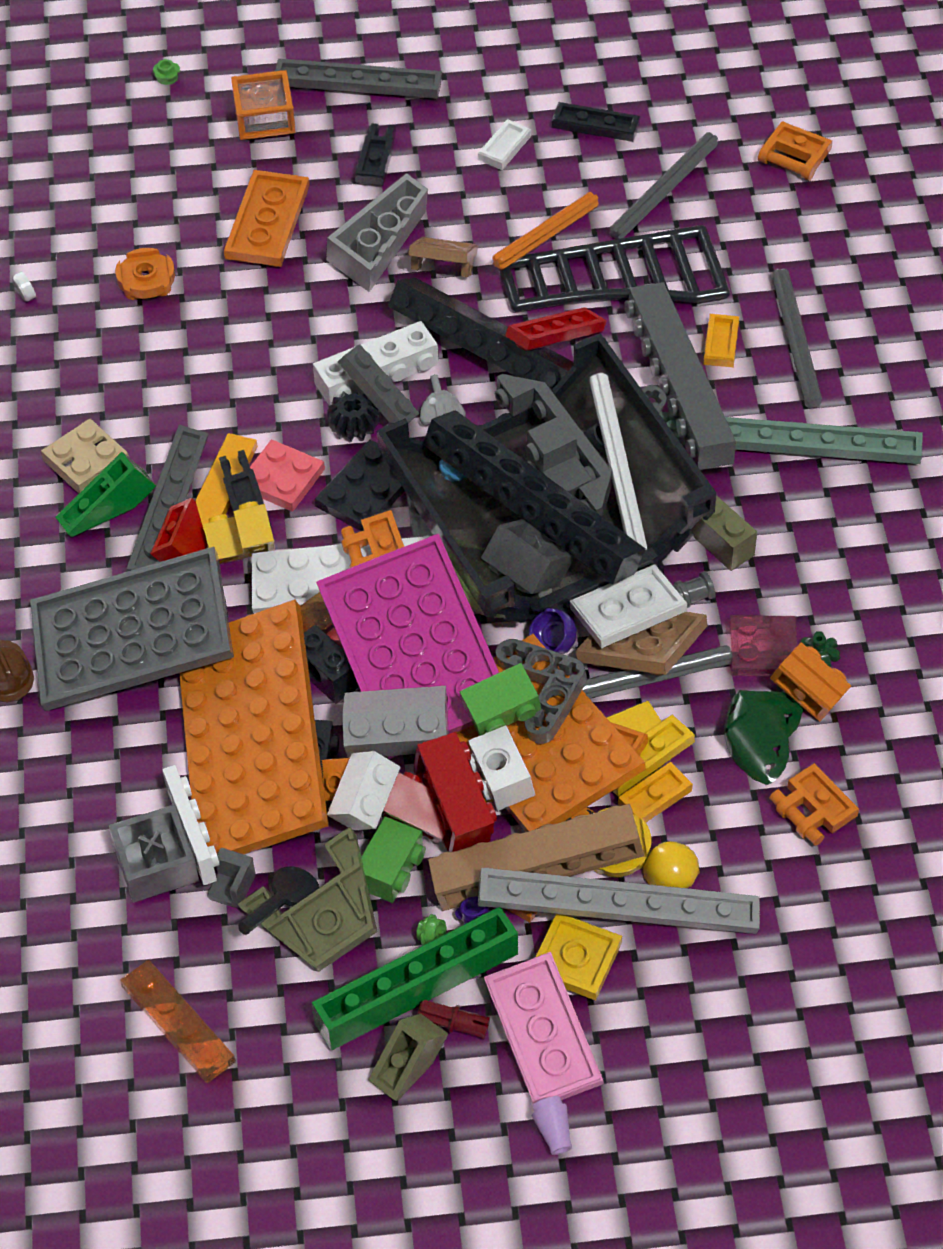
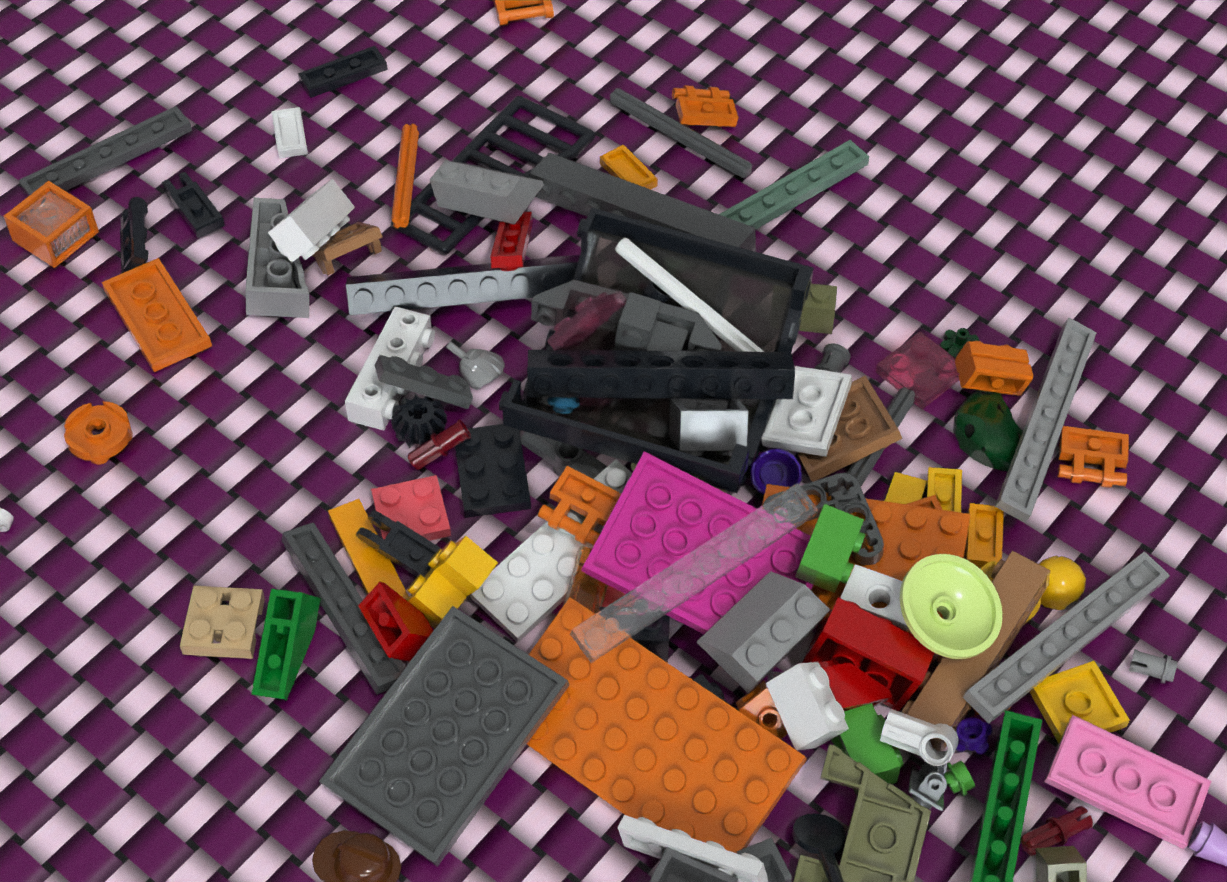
camera: 45 degrees left, 0 degrees up
(313, 148) = (133, 235): none -> black hinge
(346, 441) = (439, 445): none -> dark red axle
(387, 642) = (693, 573): none -> clear plate
(397, 913) = (928, 785): none -> dark grey hinge
(419, 880) = (915, 735): none -> white piece
(425, 217) = (312, 222): none -> white brick
(513, 415) = (589, 317): none -> clear pink plate
(534, 778) = (964, 599): none -> yellowish green dish
(581, 277) = (483, 191): none -> light grey slope
(663, 185) = (453, 87): dark grey axle -> none
(670, 983) = (1153, 666): none -> light grey pin
(807, 747) = (1045, 421): none -> light grey plate
(837, 328) = (705, 106): none -> orange plate

